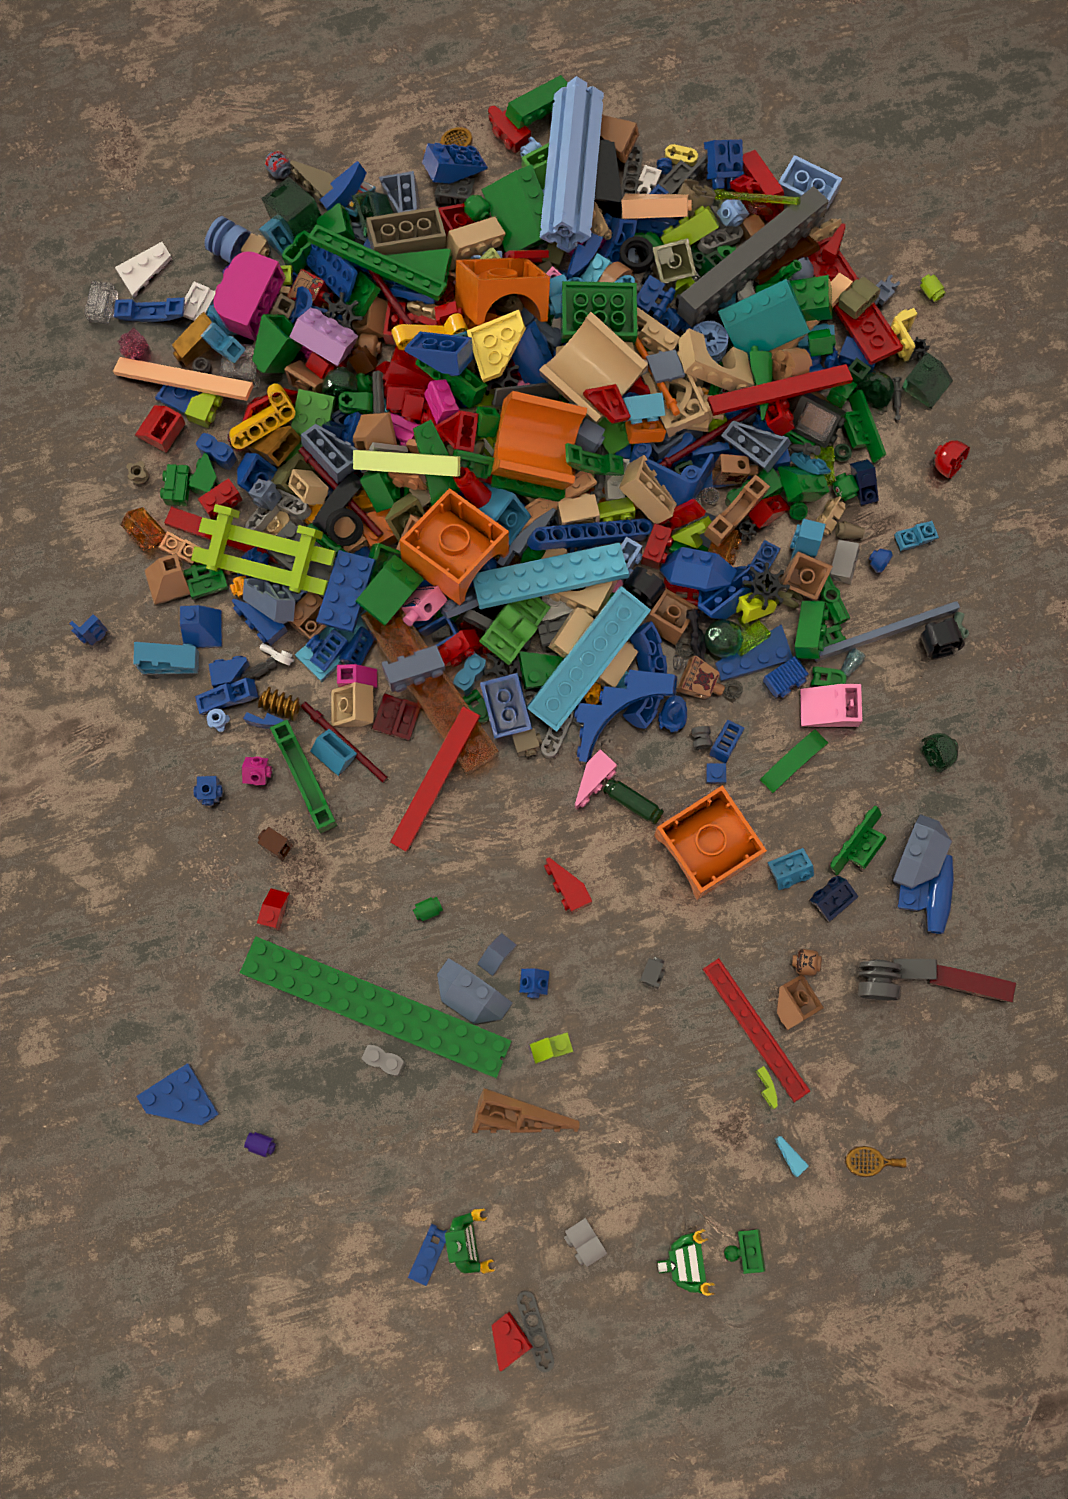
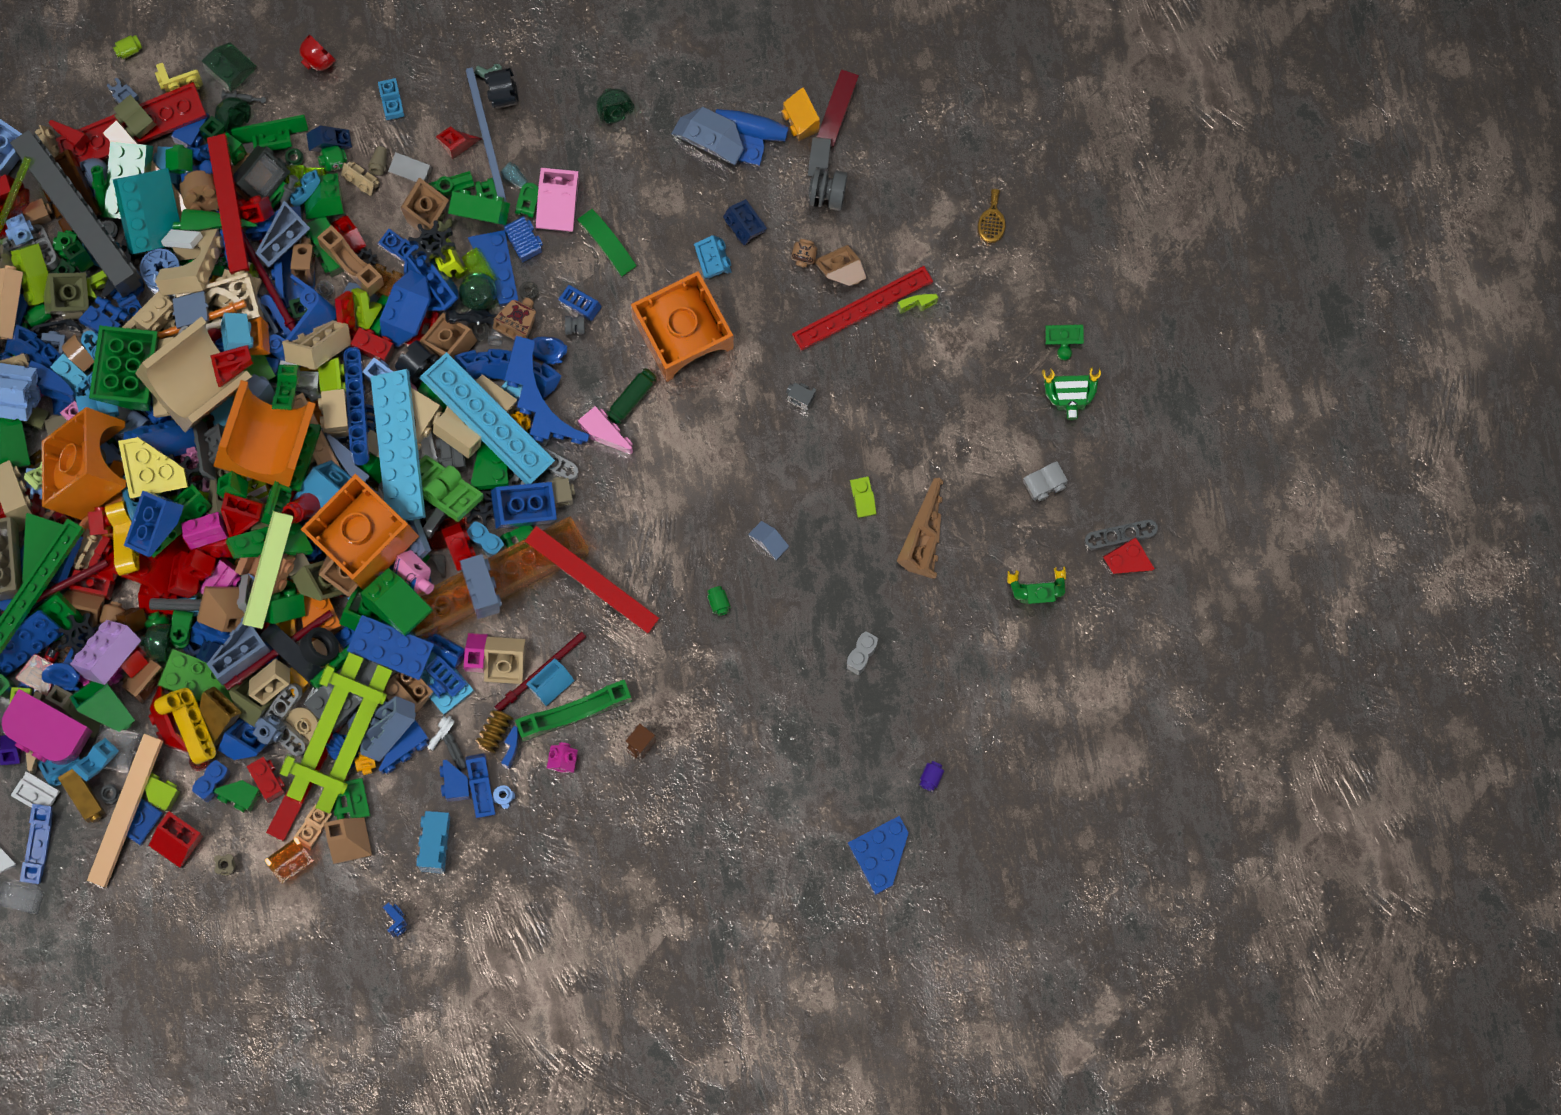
camera: 90 degrees left, 0 degrees up
(132, 344) = (74, 857): clear pink brick -> none
(176, 485) = (243, 825): green brick -> none
(201, 626) = (402, 808): blue slope -> none
(208, 790) = (572, 802): blue brick -> none
(273, 909) = (704, 750): red slope -> none
(376, 1007) = (809, 658): green piece -> none
(396, 717) = (520, 618): dark red slope -> none
(428, 1256) = (1046, 626): blue plate -> none
(437, 624) = (449, 556): blue piece -> none
(470, 994) = (804, 568): sand blue wedge -> none
(532, 255) = (37, 442): red slope -> none
(534, 982) = (800, 505): blue brick -> none
(573, 890) = (713, 462): red slope -> none
(638, 242) = (46, 318): black tyre -> none
(716, 773) = (611, 316): blue plate -> none
(739, 353) = (182, 239): none -> white tile
(794, 1161) = (985, 287): medium azure slope -> none
(798, 510) = (351, 206): green plate -> none
(807, 538) = (389, 198): dark azure wedge -> none
(862, 845) = (697, 188): green bracket -> none
(880, 559) = (413, 135): blue cone -> none
(880, 603) = (456, 142): none -> red slope
(922, 349) = (193, 65): black gear -> none
(958, 944) = (801, 115): none -> light orange slope

